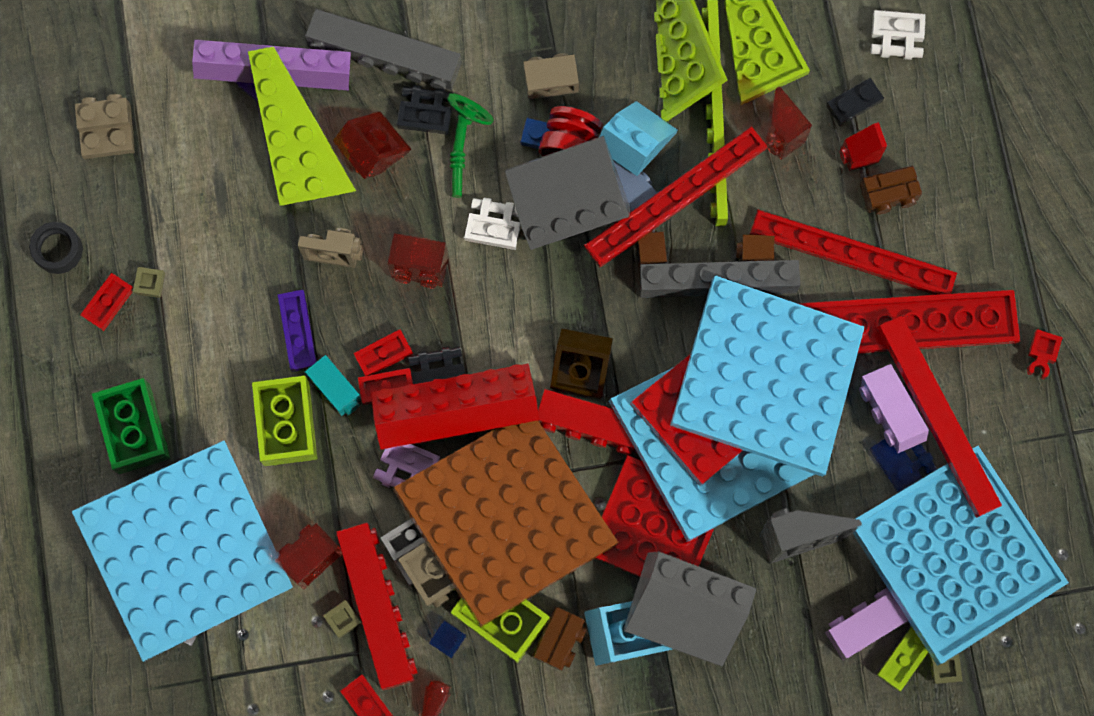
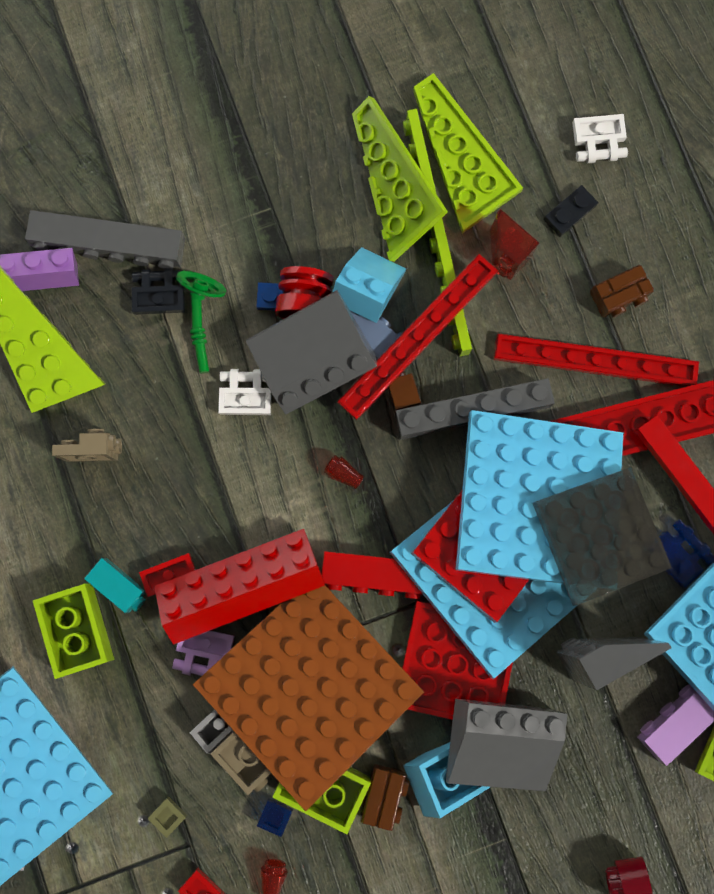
camera: 15 degrees left, 5 degrees up
(297, 330) = (71, 535): dark purple plate -> none
(308, 555) = (121, 765): clear red brick -> none
(371, 144) = (110, 335): clear red slope -> none
(376, 607) = (199, 800): red brick -> none
(383, 353) = (159, 542): red plate -> none
(418, 260) = (176, 445): clear red brick -> none
(424, 358) = (219, 553): black plate -> none
(551, 76) = (274, 237): dark tan brick -> none
(577, 317) = (341, 471): none -> clear red cone
(581, 363) = (355, 516): dark brown slope -> none
(755, 248) = (503, 374): reddish brown brick -> none
(821, 419) = (601, 536): none -> clear smoke plate
(863, 147) = (590, 254): red slope -> none
(893, 409) = (669, 509): lavender brick -> none

